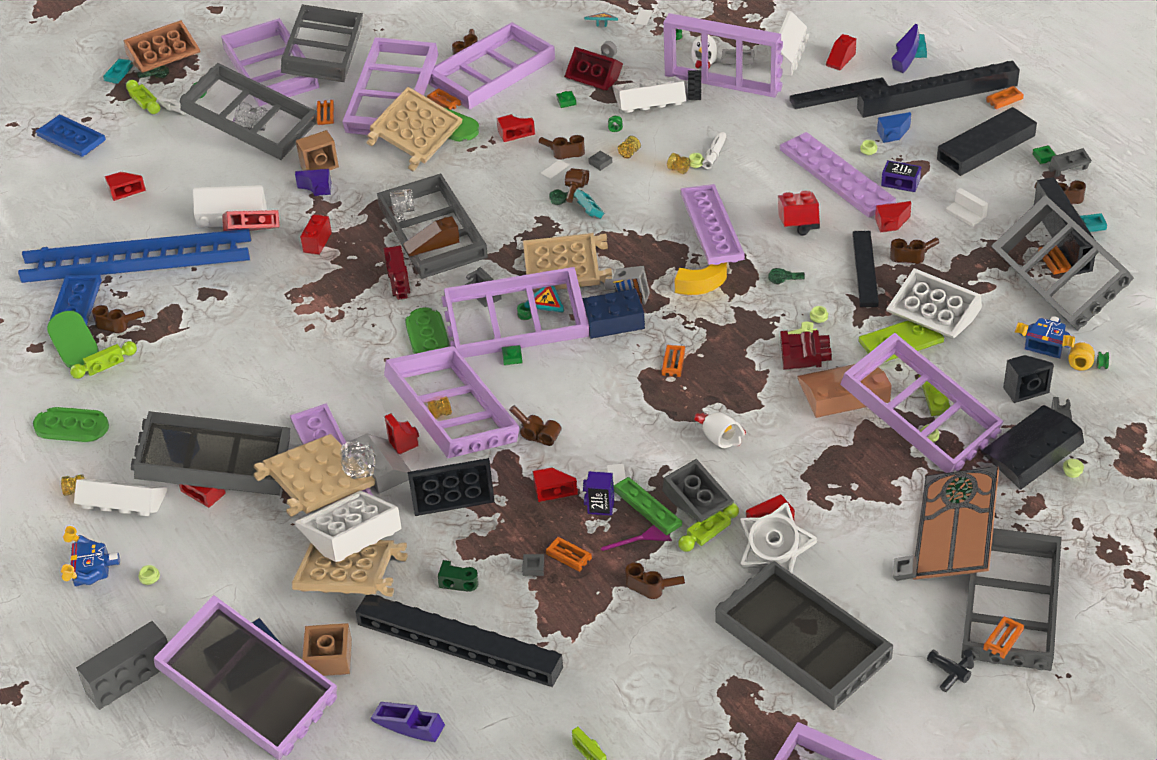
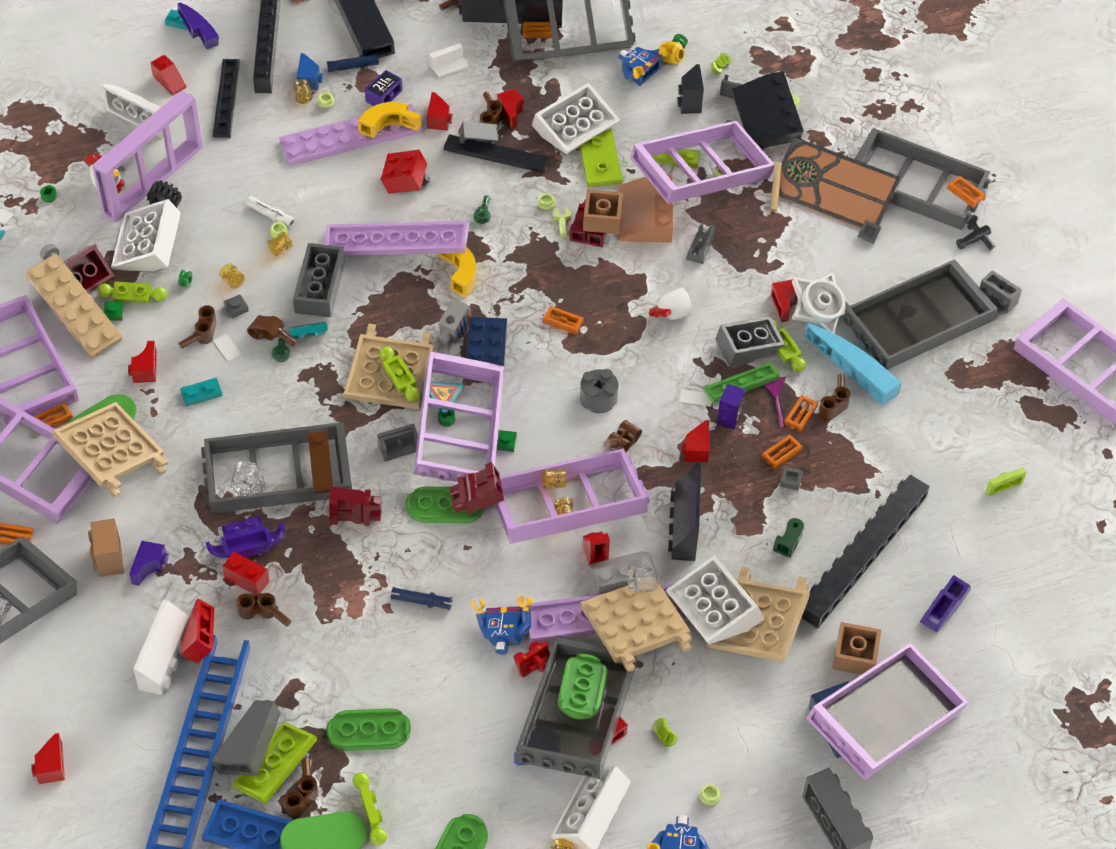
camera: 80 degrees left, 10 degrees up
(140, 297) = (282, 756): none -> lime plate
(155, 276) = (249, 741): none -> dark grey slope
(183, 345) = (368, 729): none -> bright green tile
(210, 529) = (665, 732): none -> lime piece
(230, 447) = (582, 686): none -> bright green tile
(270, 418) = (532, 660): none -> red hips
(287, 251) = (257, 606): none -> reddish brown beam
(298, 393) = (504, 624): none -> blue torso
(319, 346) = (430, 600): none -> dark blue pin
(352, 226) = (246, 538): none -> dark purple plate
(434, 337) = (477, 490): none -> dark red hips
(469, 389) = (553, 478): none -> clear yellow wheel
(499, 166) = (201, 391): none -> teal plate
(551, 71) = (73, 306): none -> tan plate
(556, 259) = (399, 374): none -> lime plate
(588, 101) = (132, 292): none -> lime plate
(589, 398) = (599, 390): none -> dark grey brick
(621, 562) = (795, 424): none -> orange tile
(643, 193) = (319, 280): none -> dark grey brick
(703, 591) = (855, 363): none -> medium azure slope
(803, 339) = (603, 211): none -> medium nougat brick
(818, 438) = (701, 244): none -> dark grey hinge
(858, 177) = (387, 114): none -> yellow arch
(865, 698) = (1000, 291): none -> dark grey brick
(867, 130) = (302, 91): none -> clear yellow wheel
(876, 245) = (478, 131): none -> hinge
(929, 153) = (356, 62): none -> dark blue pin
(929, 476) = (775, 188): none -> tan bar
(930, 260) = (512, 105): none -> red arch
(1098, 399) = (721, 61): none -> lime piece

